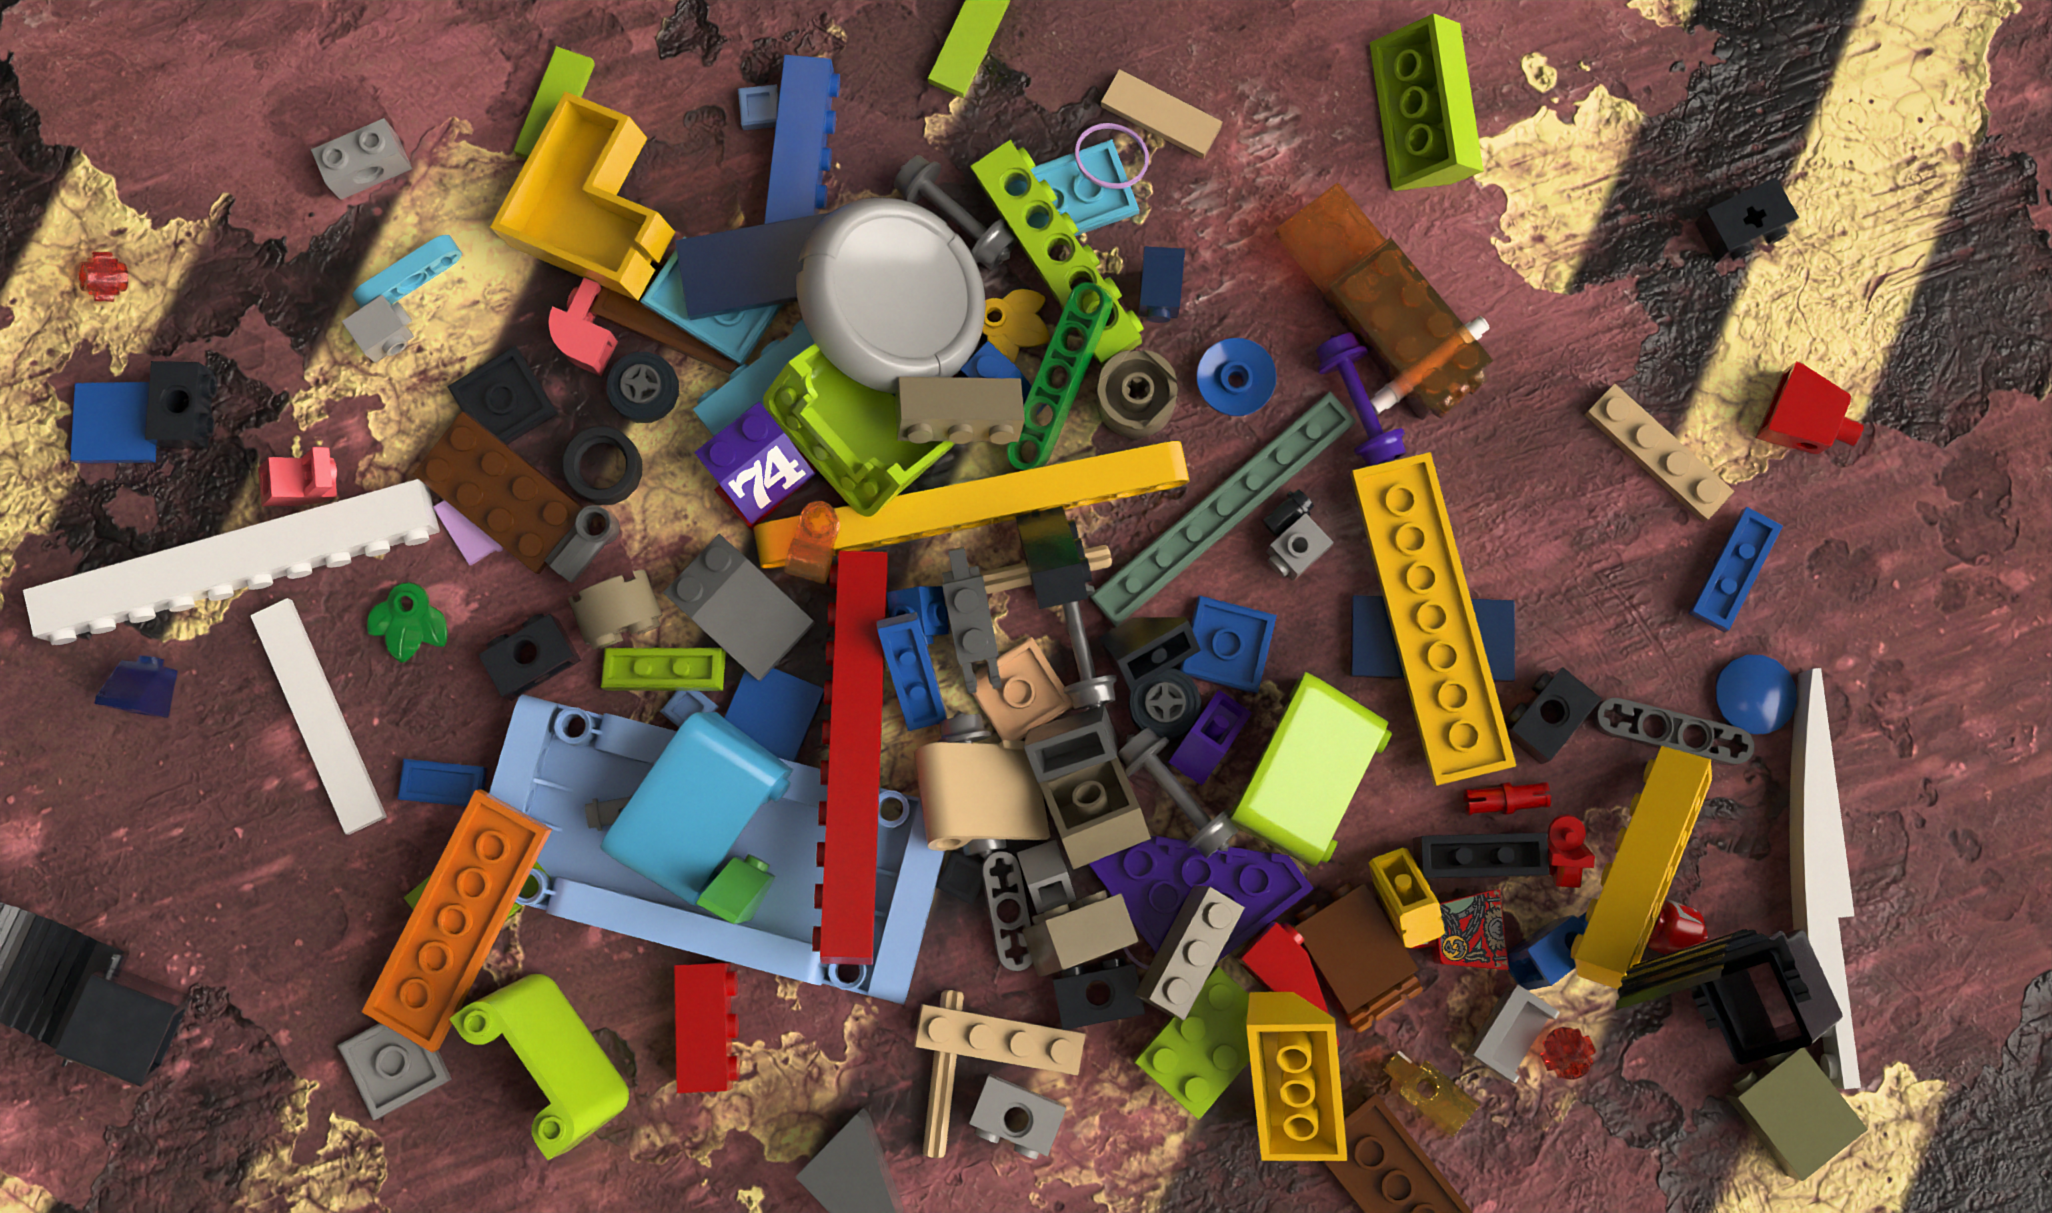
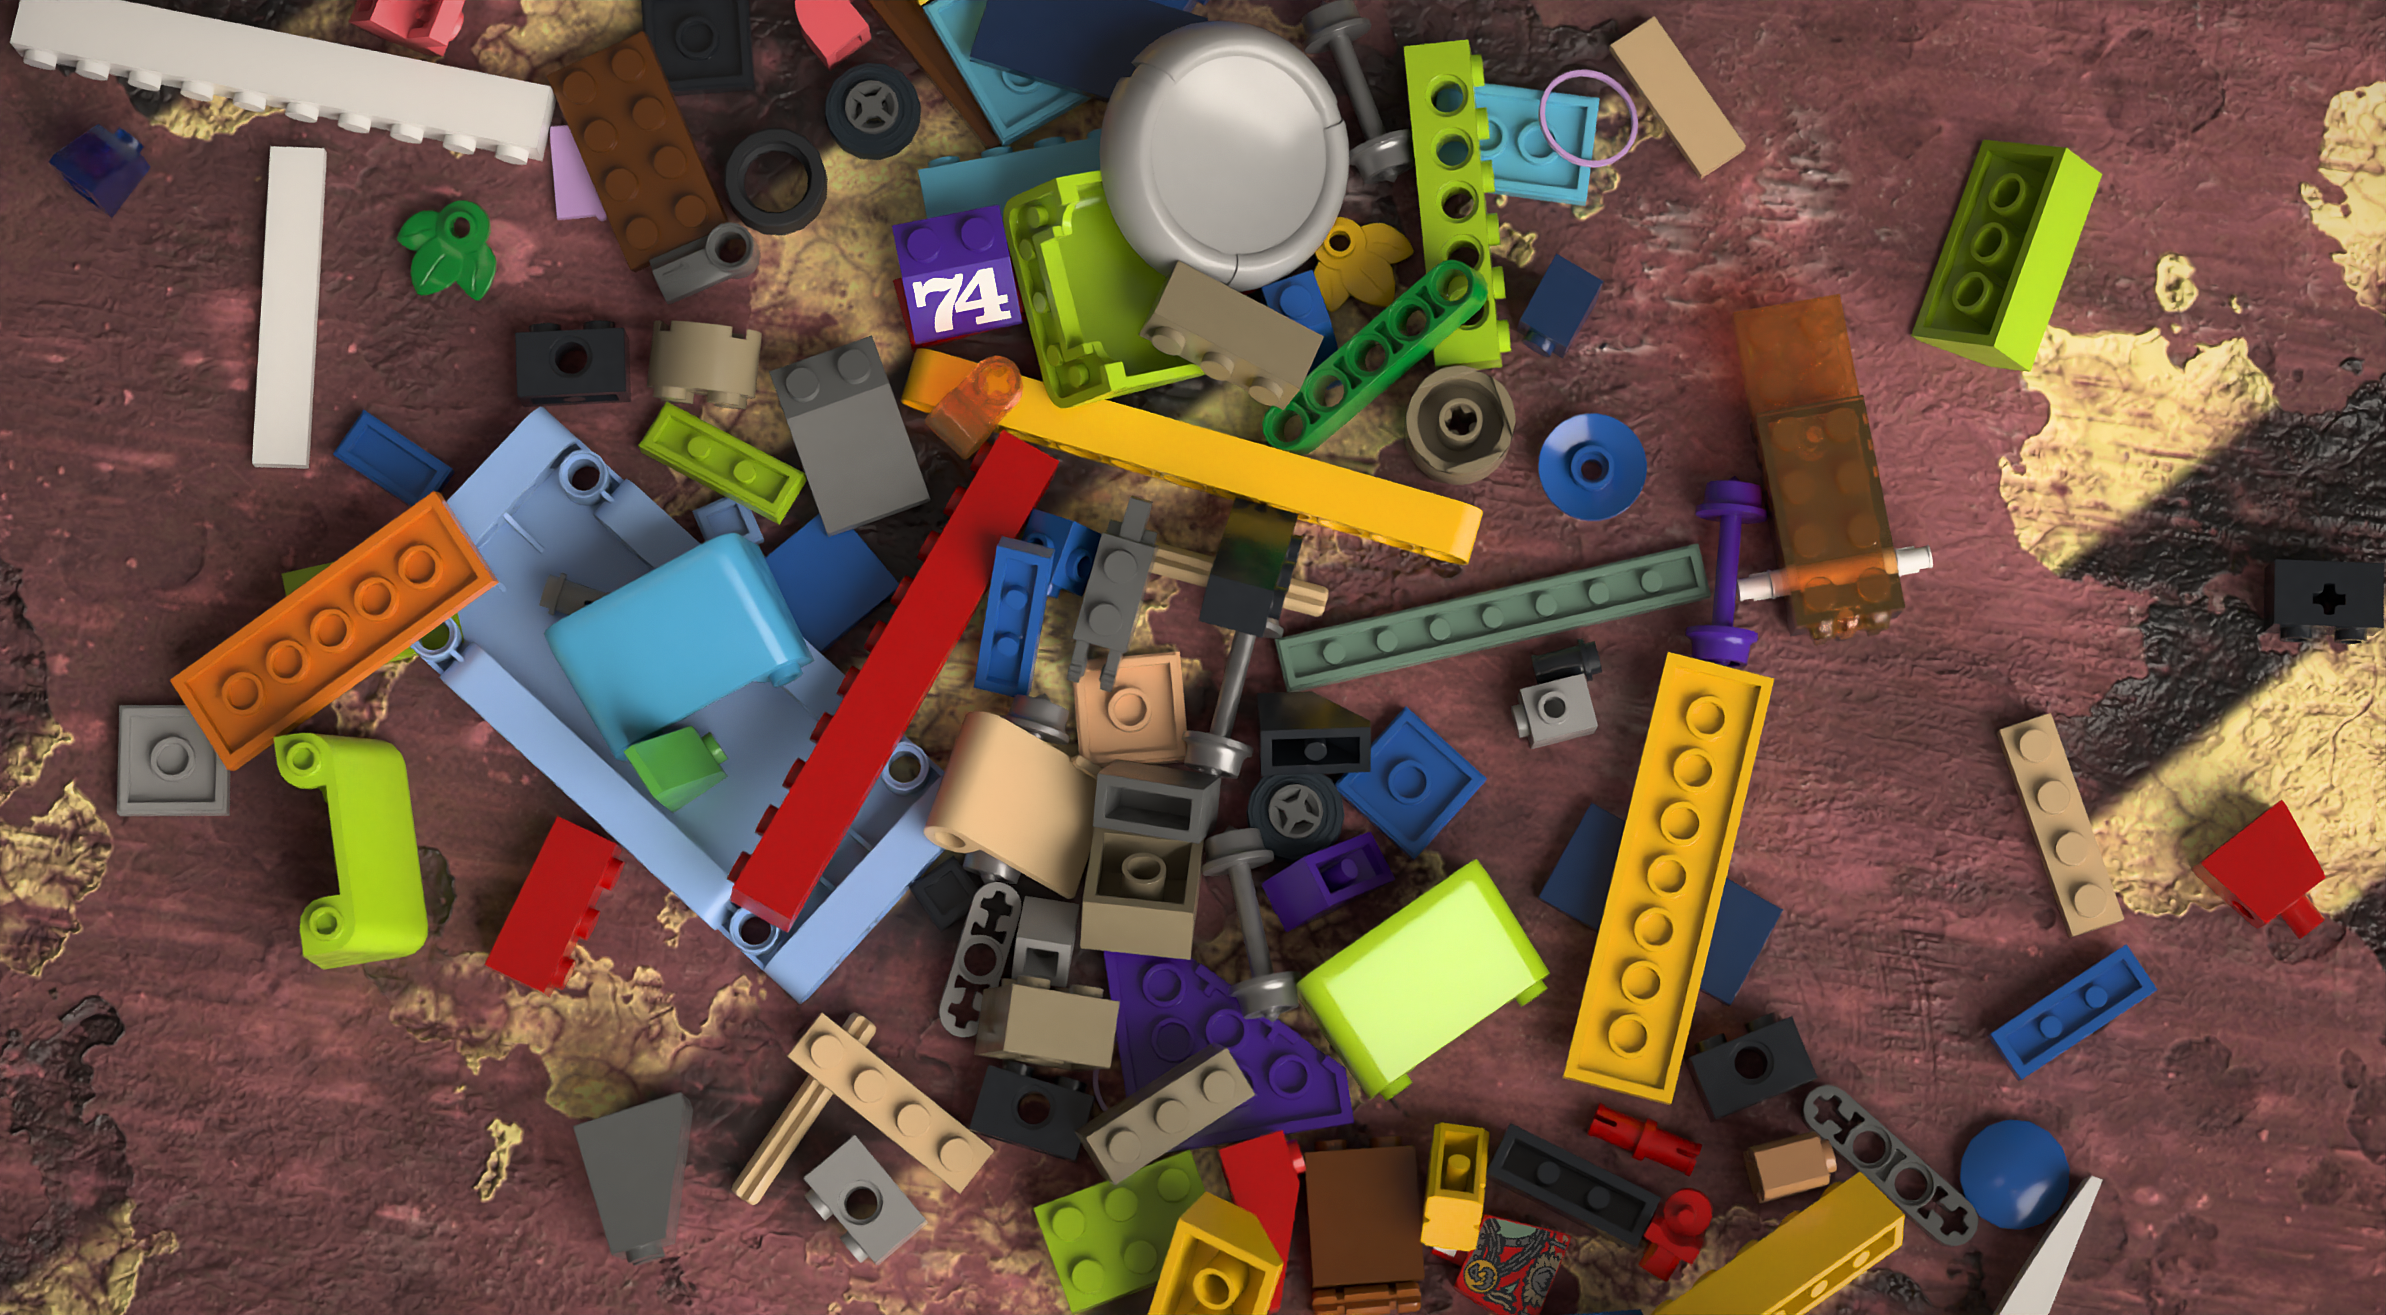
camera: 25 degrees right, 0 degrees up
(1615, 767) = (1789, 1166): none -> medium nougat brick

